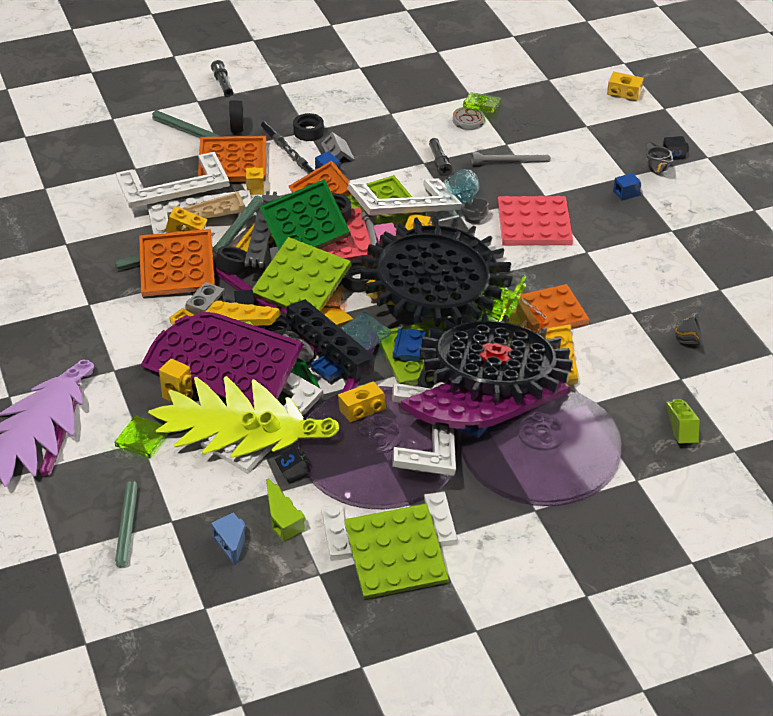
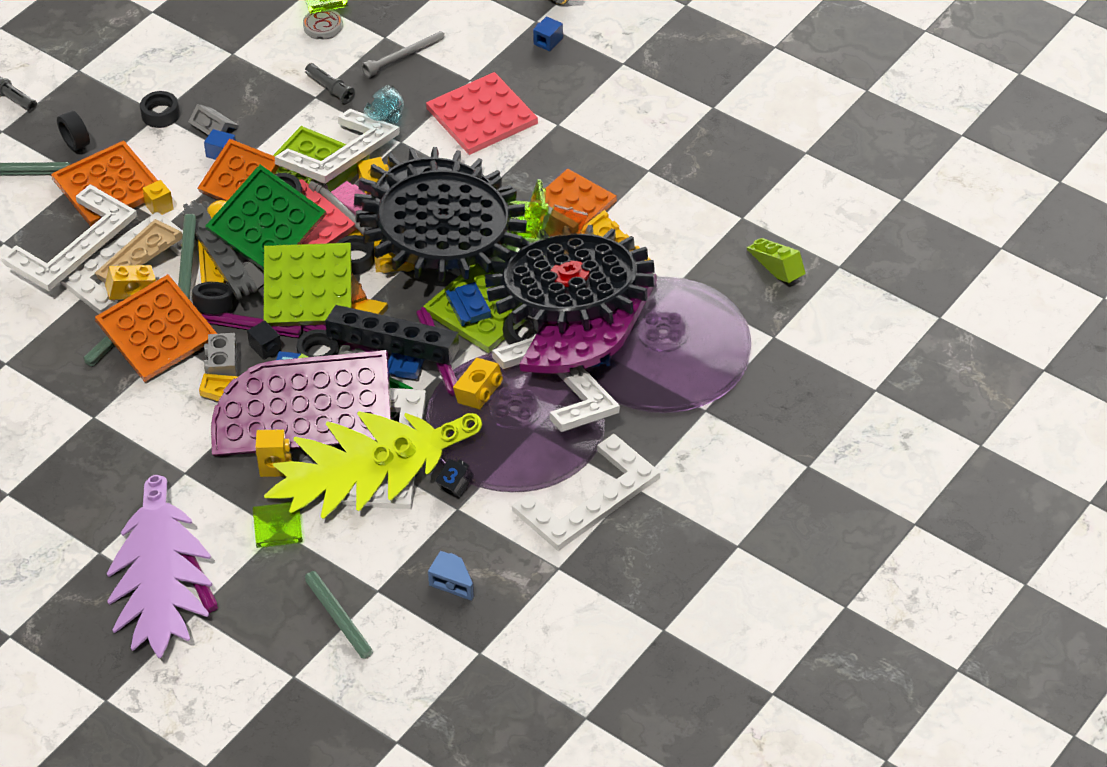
camera: 30 degrees left, 5 degrees up
(256, 314) = (278, 349): yellow wing -> none
(279, 140) = (137, 138): dark grey piece -> none
(285, 518) = (482, 530): lime slope -> none
(366, 330) = (417, 308): clear light blue bracket -> none
(395, 551) = (616, 510): lime plate -> none
(476, 210) = (417, 127): dark grey hair -> none
(689, 330) = (720, 165): dark grey hat -> none

